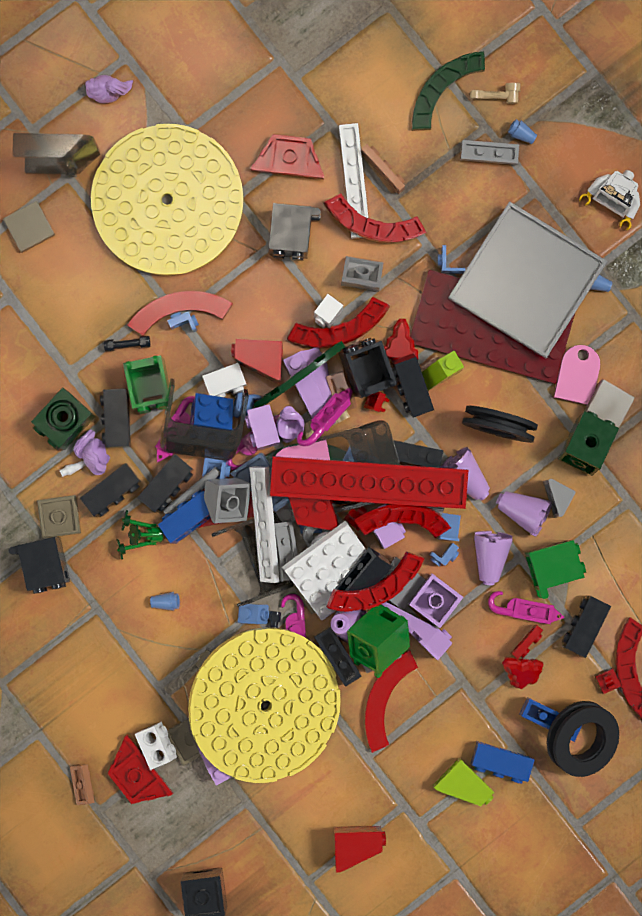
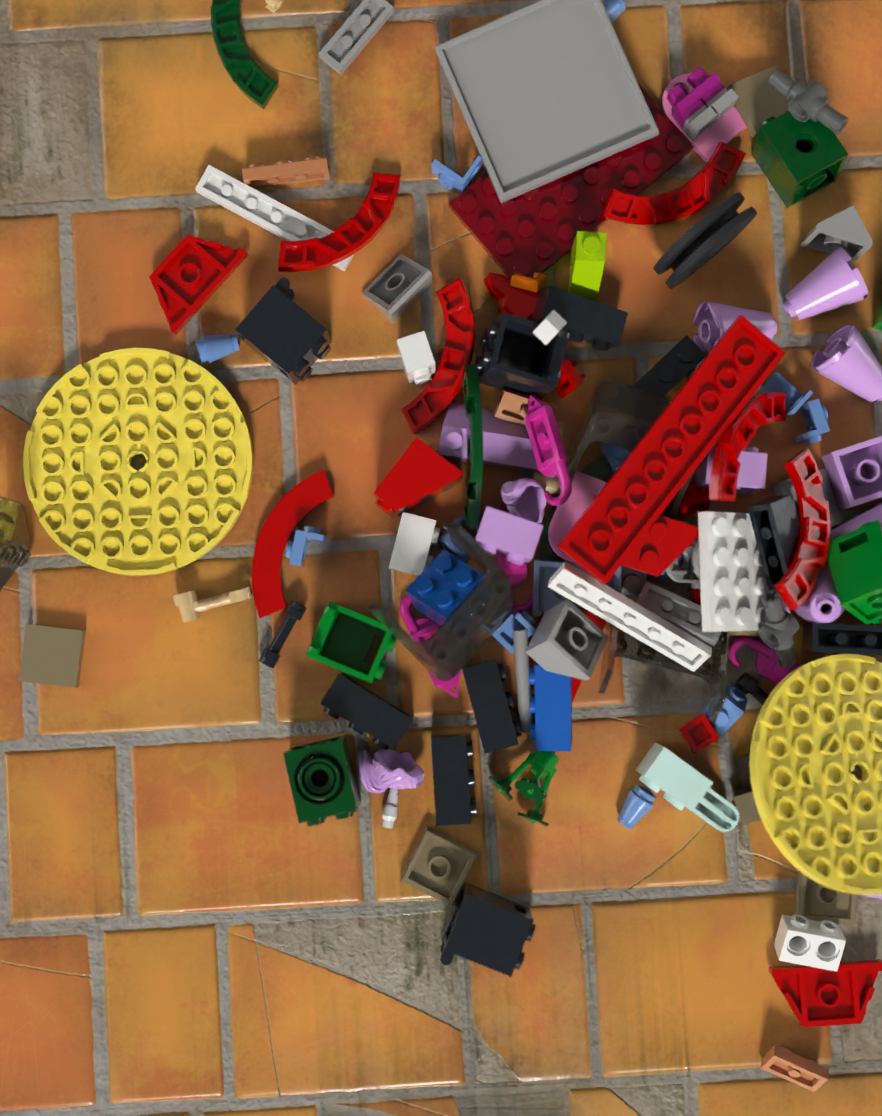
camera: 50 degrees left, 0 degrees up
(107, 283) = (190, 605): none -> tan brick
(193, 619) = (686, 788): none -> light aqua brick
(228, 607) = (698, 733): none -> red tile
(259, 197) = (216, 346): none -> medium blue cone
(314, 609) = (778, 628): none -> dark grey pin
(389, 371) = (549, 327): none -> white piece
(413, 345) = (533, 283): none -> orange tile
(519, 396) = (680, 201): none -> red tile
(589, 370) = (703, 105): none -> hips
(613, 426) = (807, 101): none -> dark grey pin

